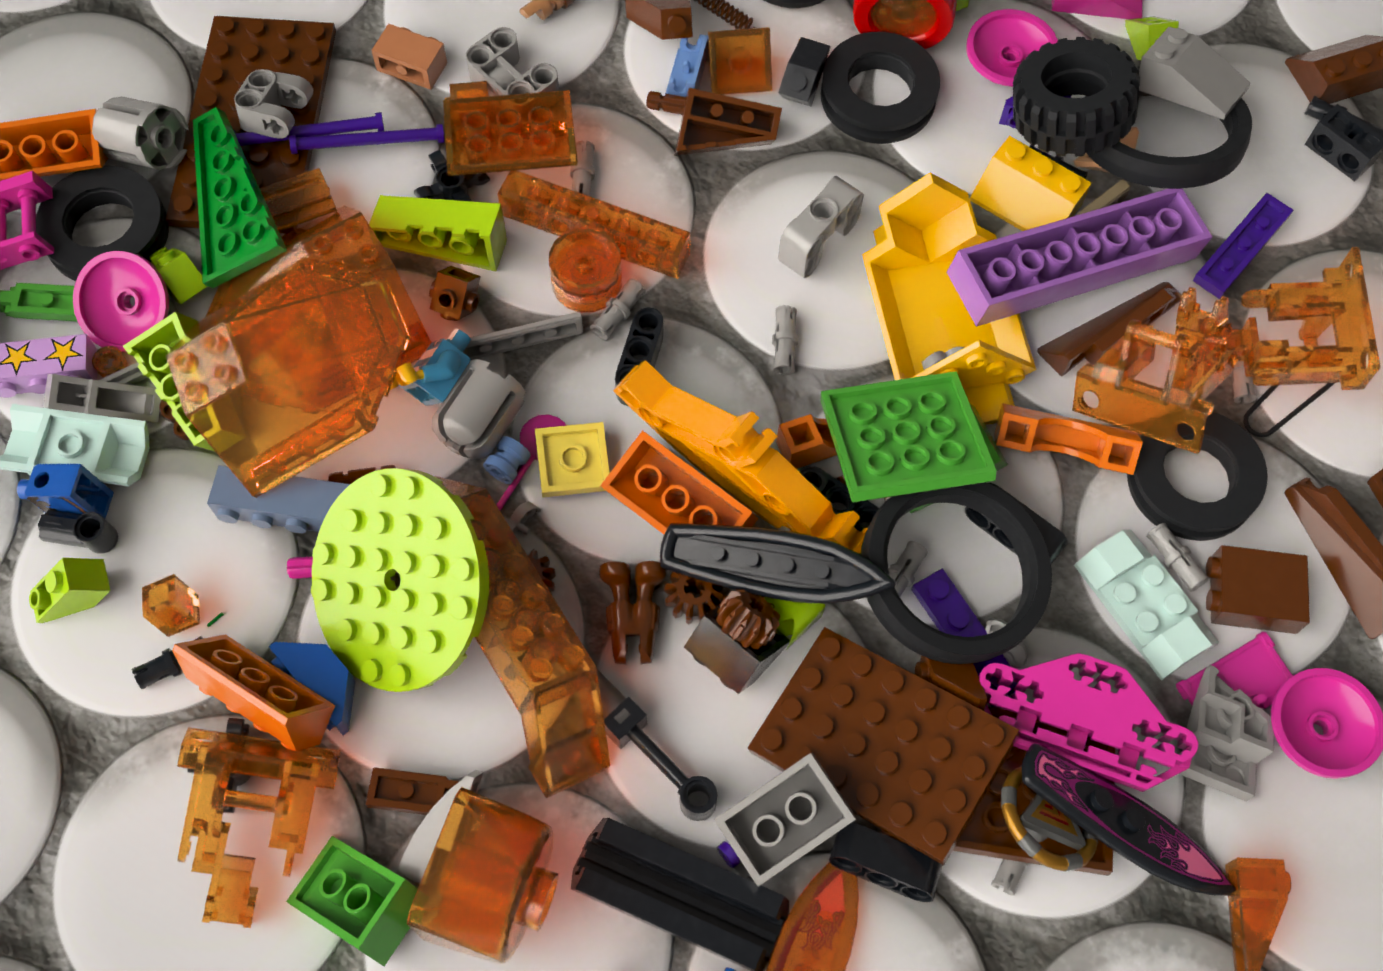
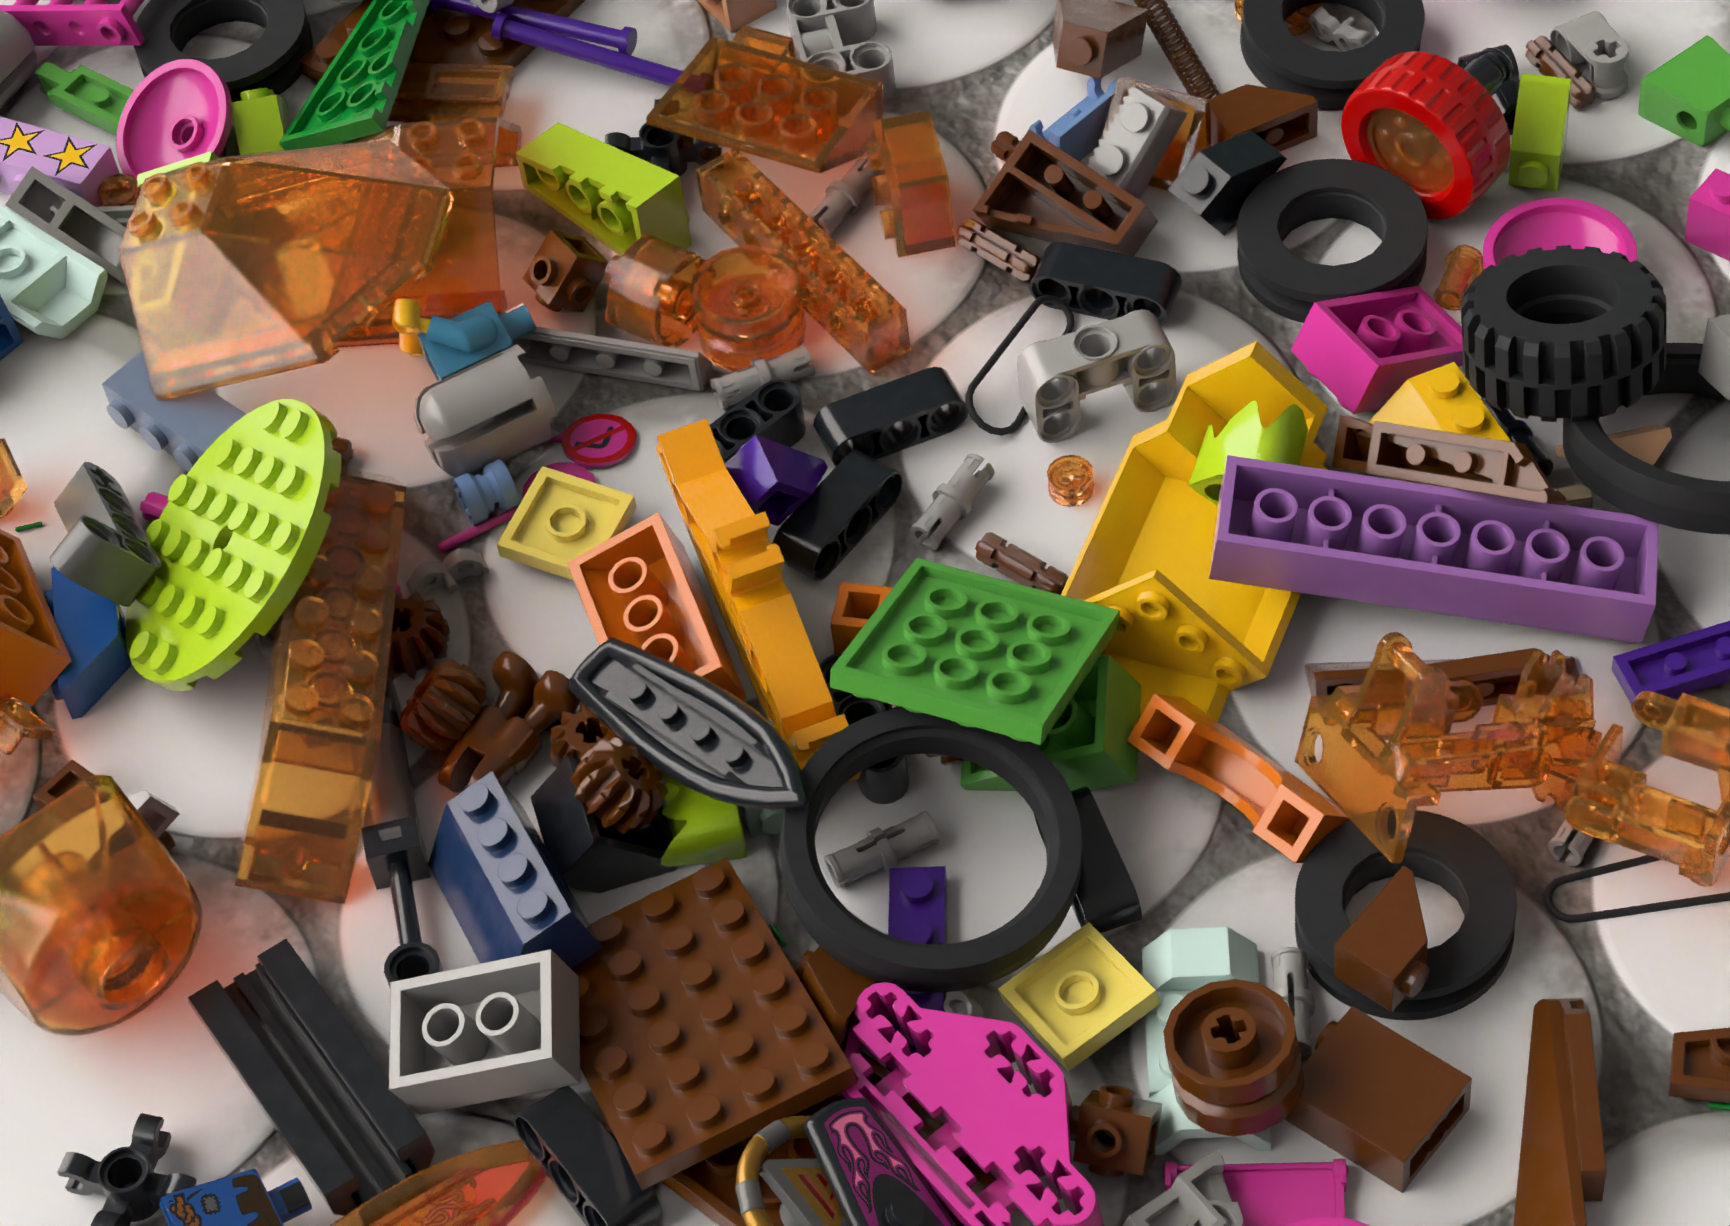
camera: 40 degrees right, 15 degrees down
(310, 620) = (104, 539): none -> dark grey beam
(524, 282) = (652, 291): none -> clear orange brick
(545, 392) = (598, 440): none -> piece
(592, 614) = (443, 705): none -> reddish brown gear
(629, 147) = (911, 184): none -> clear orange brick
(691, 373) = (774, 477): none -> dark purple slope
(696, 168) = (998, 249): none -> axle
(713, 303) = (892, 416): none -> black beam
(720, 719) = (505, 880): none -> dark blue slope
(728, 372) = (838, 514): none -> black beam
(742, 67) = (1137, 140): none -> light grey brick
(773, 233) = (996, 355): none -> black piece
(775, 165) = (1105, 282): none -> black beam
(789, 25) = (1272, 114): none -> reddish brown slope
(847, 292) = (1064, 470): none -> clear orange bush
(850, 362) = (1019, 564): none -> reddish brown axle
(943, 240) = (1247, 438): none -> lime piece
(951, 141) = (1375, 343): none -> dark pink slope
(959, 79) = (1462, 268): none -> clear orange pin
(1057, 200) = (1442, 459): none -> wedge
(1076, 612) = (1079, 996): none -> light yellow plate
(1156, 677) = (1115, 1131): none -> reddish brown brick
(1201, 610) = (1234, 1057): none -> reddish brown wheel
(1224, 500) = (1386, 945): none -> reddish brown slope

